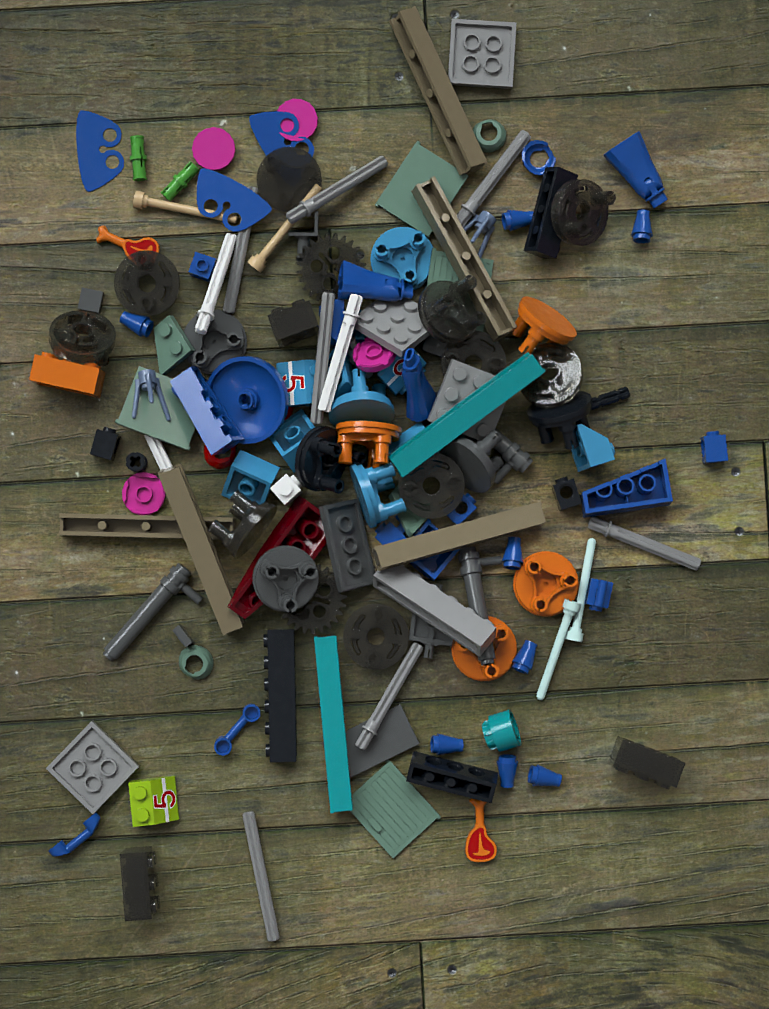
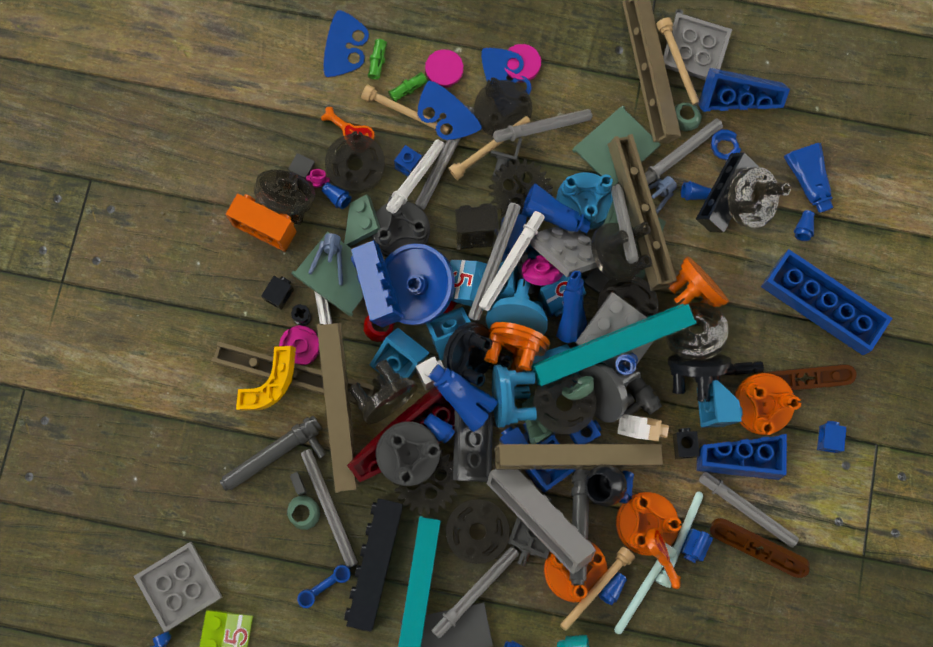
camera: 10 degrees right, 10 degrees down
(111, 309) = (317, 177): none -> dark pink plate
(132, 544) = (274, 387): none -> yellow plate
(220, 651) = (329, 508): none -> light grey axle
(310, 544) = (442, 430): none -> blue cone
(329, 508) = (465, 398): none -> blue piece
(443, 41) = (665, 27): none -> tan piece
(443, 470) = (580, 390): none -> sand green piece
(447, 279) = (624, 223): none -> light grey axle
(484, 431) = (626, 363): none -> blue cone
(492, 559) = (605, 485): none -> black helmet
(516, 490) = (642, 427): none -> white hips
(528, 625) = (623, 558): none -> tan piece
(541, 95) = (737, 91): none -> blue wedge
(560, 608) = (658, 549): none -> orange piece
(638, 430) = (766, 403): none -> orange piece
(654, 400) = (823, 376): none -> reddish brown piece
(675, 581) = (770, 553): none -> reddish brown piece
(679, 307) = (826, 302): none -> blue brick

